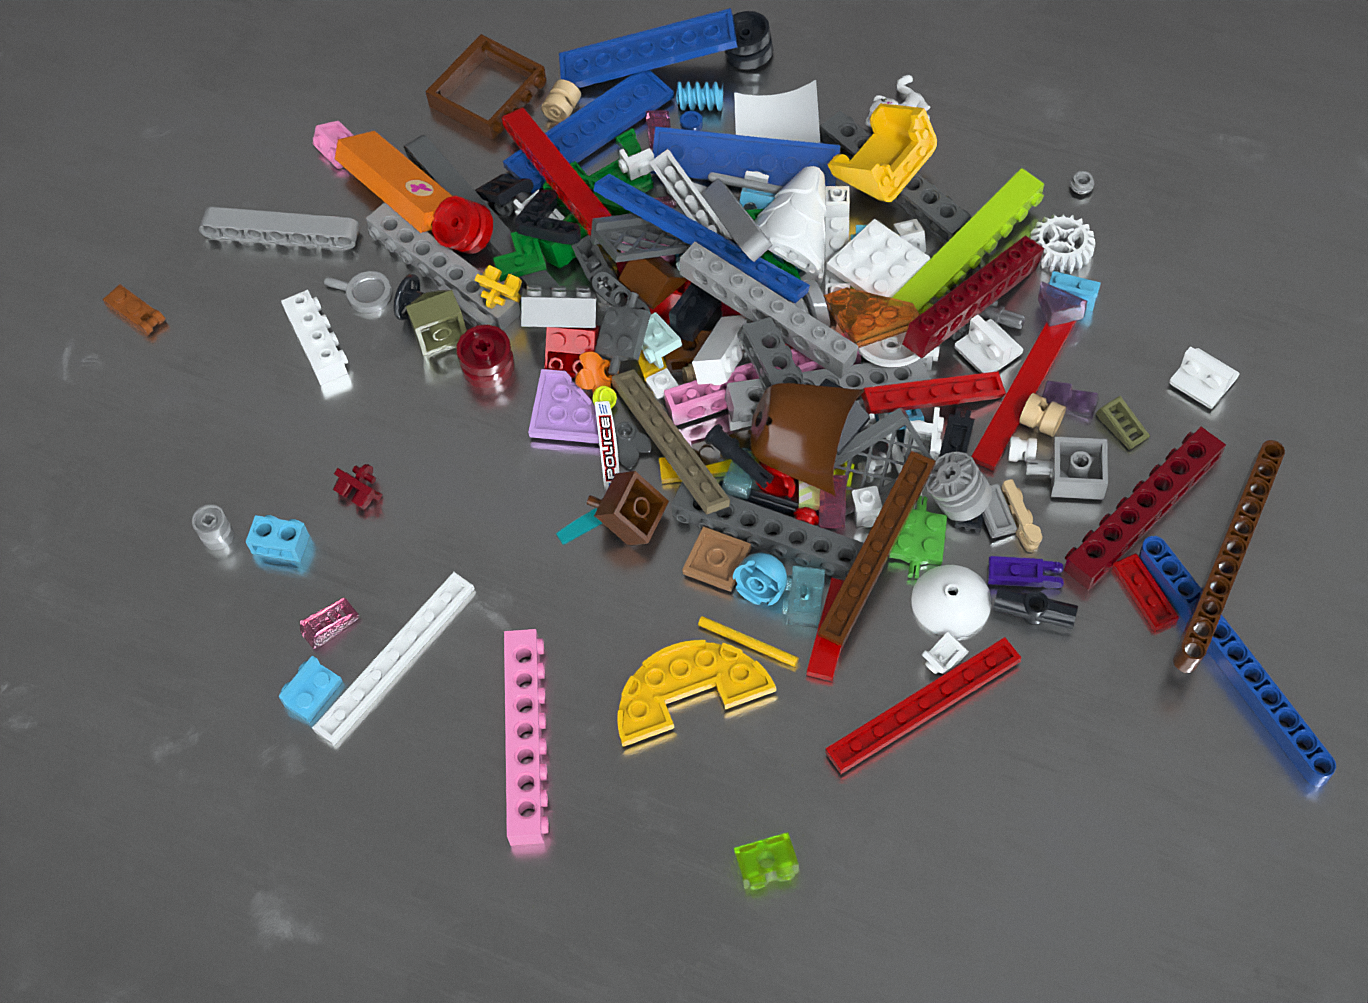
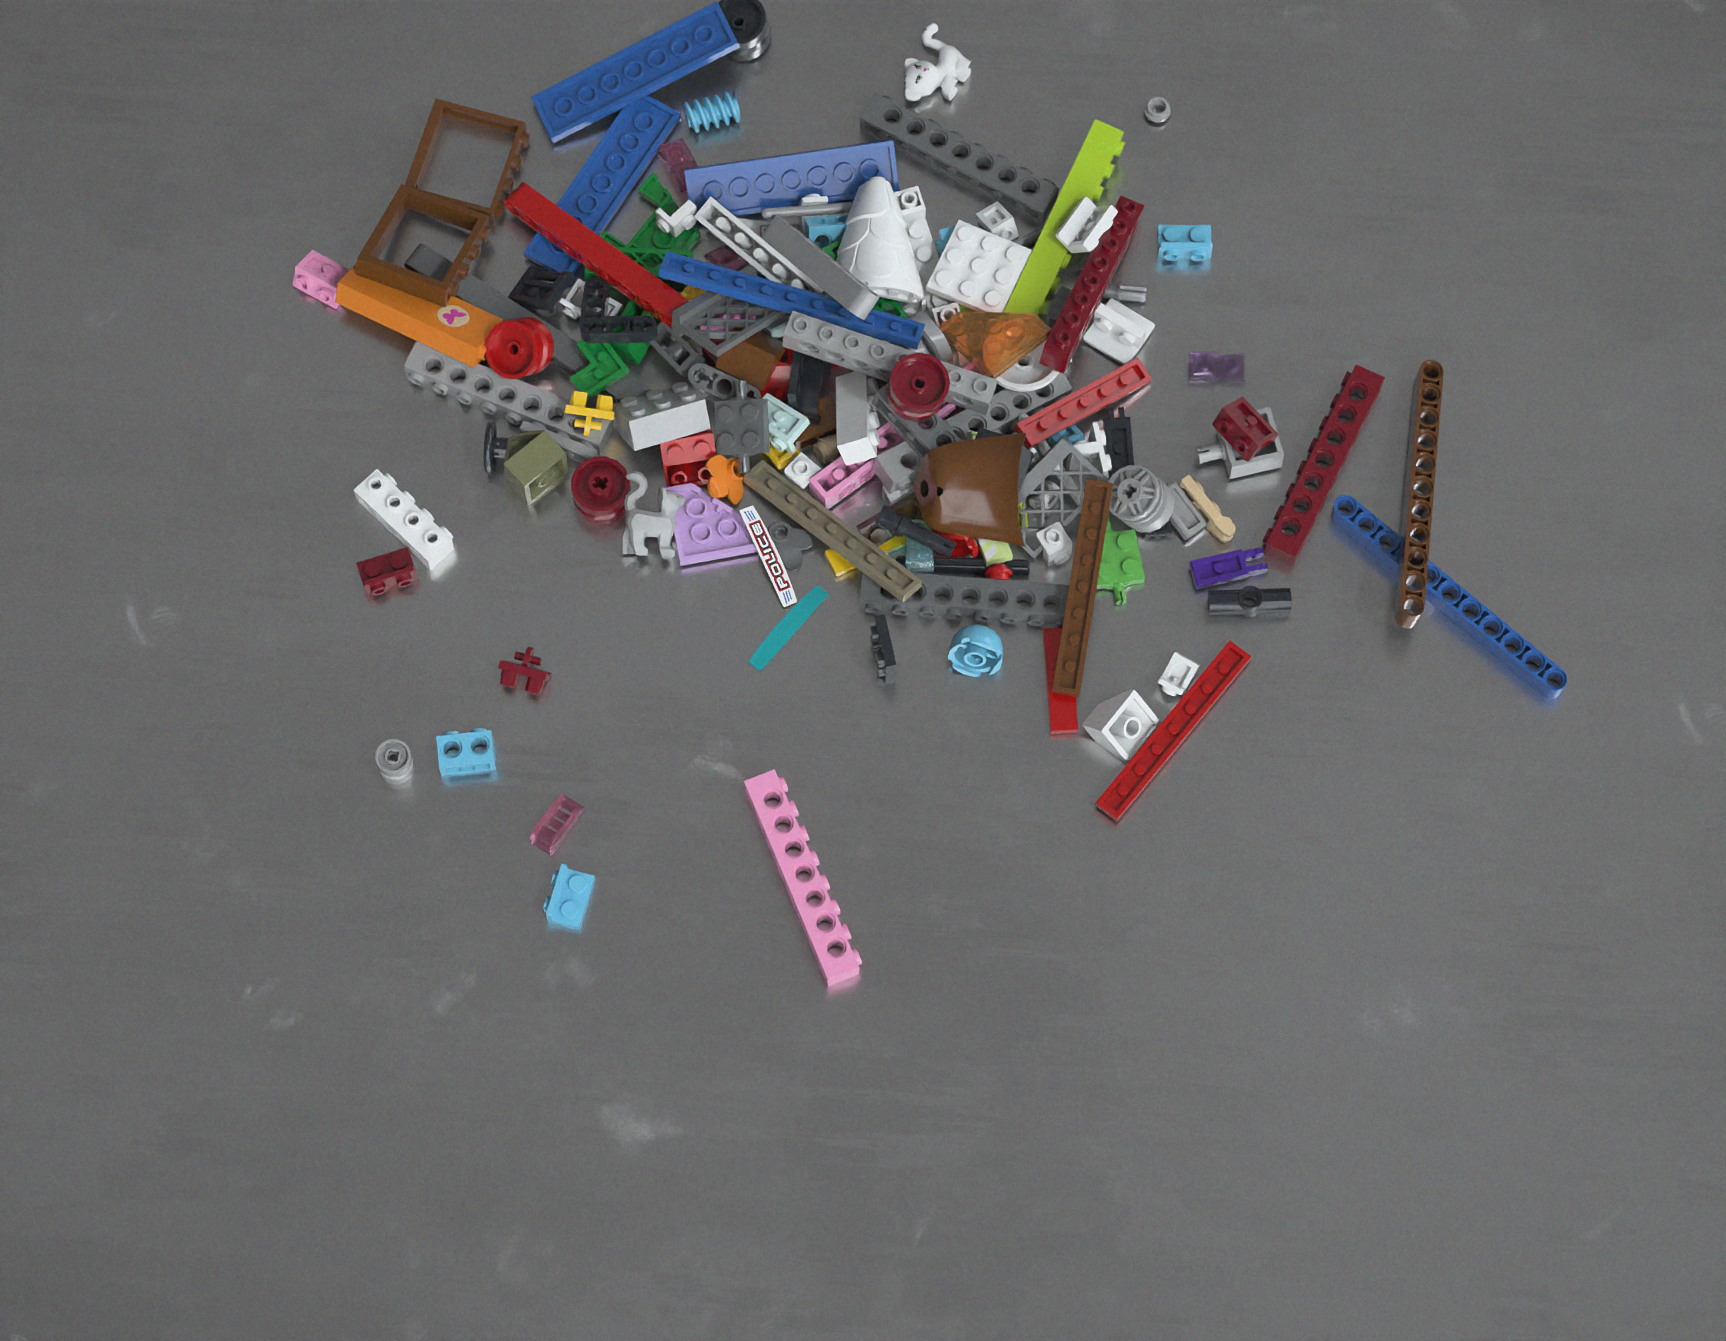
camera: 25 degrees left, 10 degrees up
(133, 309) = (184, 543): dark orange plate -> none
(279, 227) = (305, 401): light grey beam -> none
(283, 375) = (387, 571): none -> dark red bracket
(365, 292) = (434, 448): light grey piece -> none
(373, 129) = (410, 282): none -> reddish brown window
(393, 659) = (638, 839): white tile -> none
(514, 392) = (646, 523): none -> light grey animal
(561, 101) = (559, 159): tan wheel -> none
(605, 394) = (742, 499): neon yellow plate -> none
(630, 508) = (820, 616): reddish brown piece -> none
(675, 555) = (882, 643): none -> black plate
(681, 672) = (932, 767): yellow plate -> none
(691, 121) = (711, 144): blue tile -> none
(716, 558) = (923, 641): medium nougat plate -> none
(748, 641) = (982, 717): yellow bar -> none
(776, 848) = (1083, 911): clear neon green brick -> none
(779, 116) = (808, 114): white sticker -> none
(779, 326) = (917, 387): none -> dark red wheel
(805, 610) = (1024, 640): clear light blue brick -> none
(831, 508) = (1023, 559): clear pink slope -> none
(875, 683) = (1122, 724): none -> white slope
(892, 155) = (948, 136): yellow windscreen -> none
(945, 613) = (1161, 632): white dish -> none
(982, 246) = (1085, 226): none -> white bracket
(1022, 449) = (1187, 437): white wheel -> none
(1027, 381) = (1168, 366): red tile -> none
(1043, 415) = (1196, 394): tan wheel -> none
(1060, 305) = (1178, 266): clear purple slope -> none
(1063, 235) = (1159, 176): white gear -> none
(1076, 449) = (1244, 428): none -> dark red bracket
(1112, 424) = (1272, 385): olive slope -> none
(1145, 592) = (1347, 553): red tile -> none
(1203, 377) = (1343, 305): white bracket -> none

